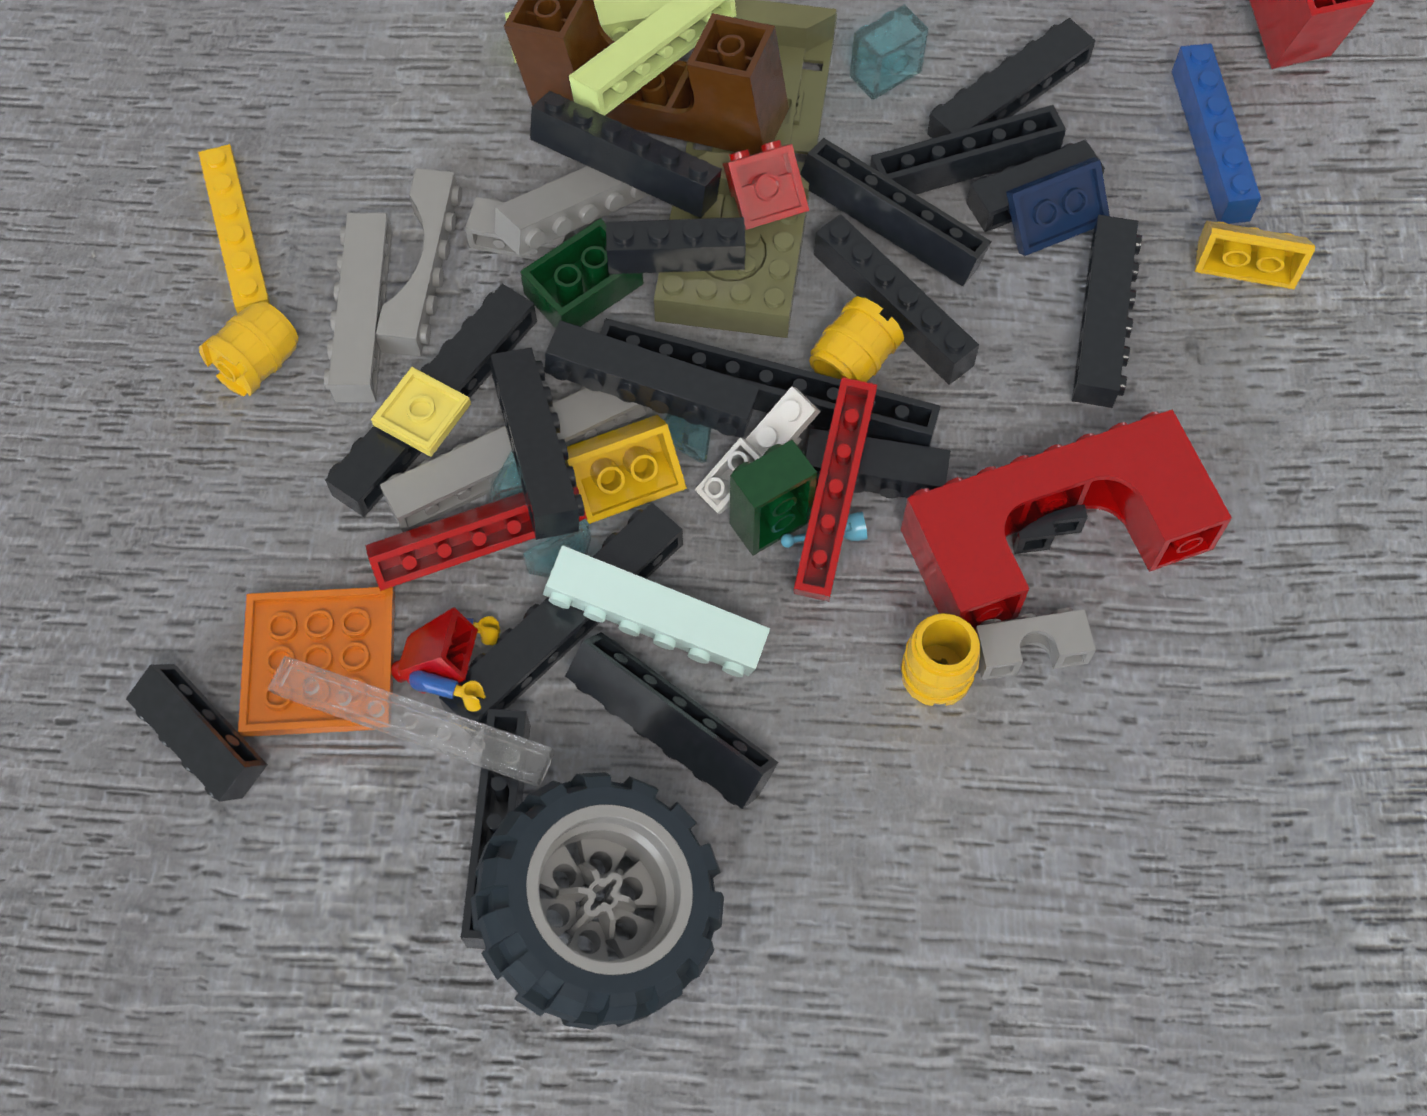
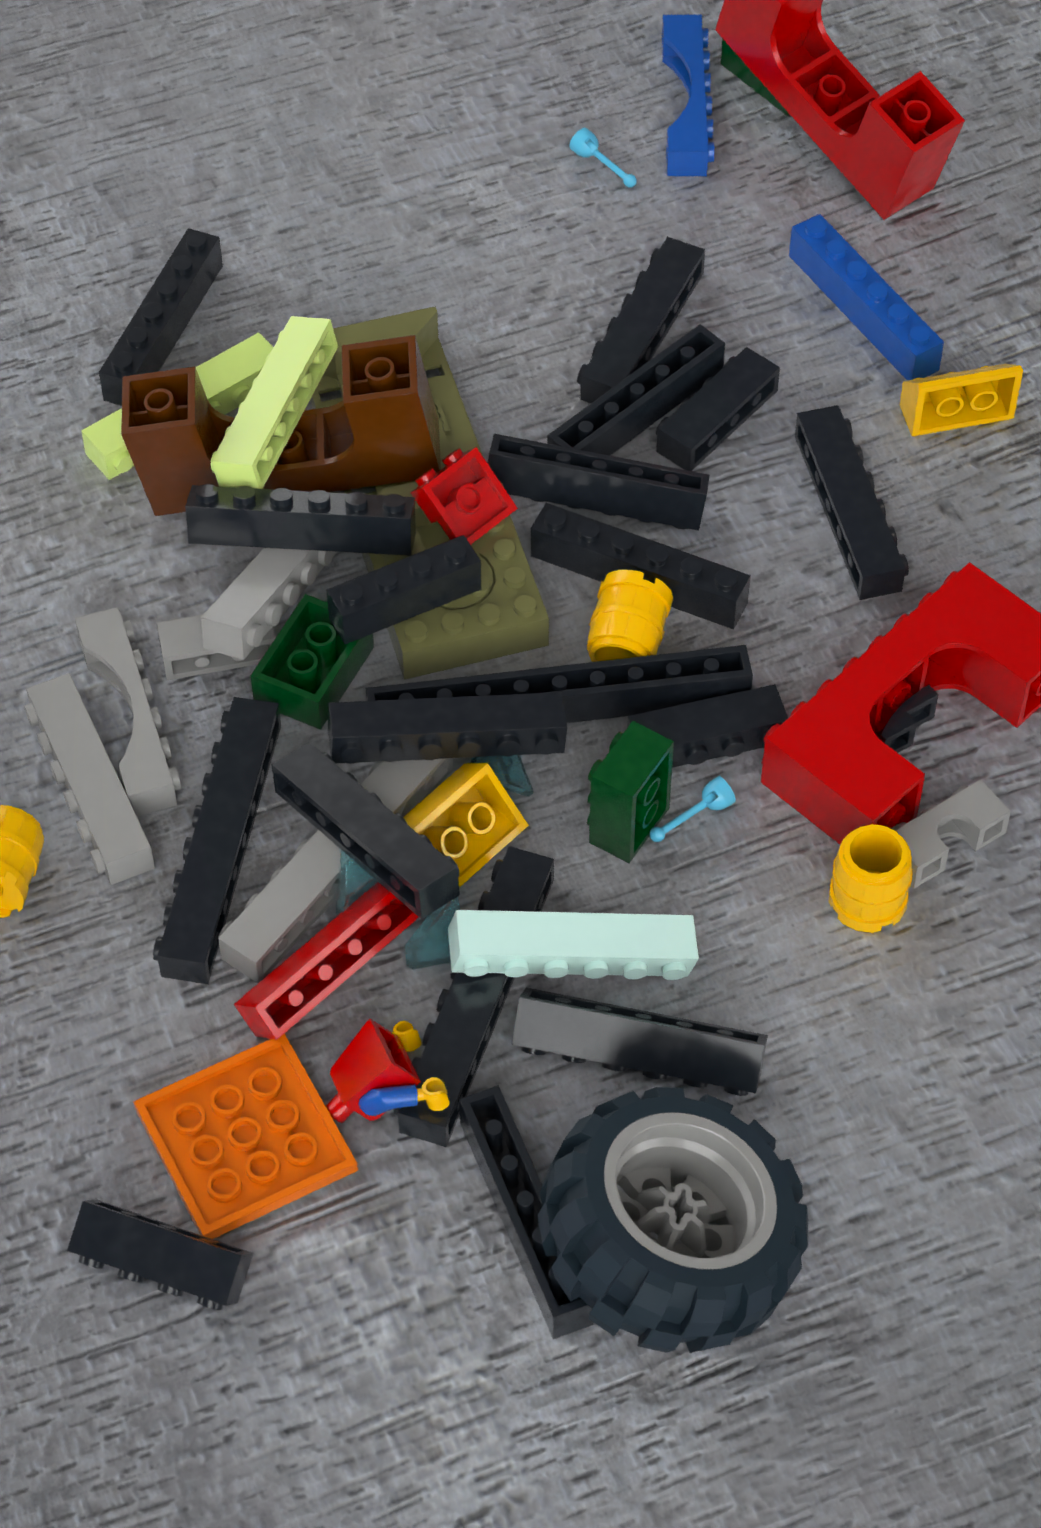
camera: 25 degrees left, 10 degrees down
(412, 721) = (384, 1142): clear tile -> none
(421, 411) = (225, 849): light yellow plate -> none
(779, 426) = (599, 723): white slope -> none
(835, 489) = (694, 775): red brick -> none
(888, 51) = (505, 331): clear light blue brick -> none
(1058, 206) = (753, 419): dark blue plate -> none

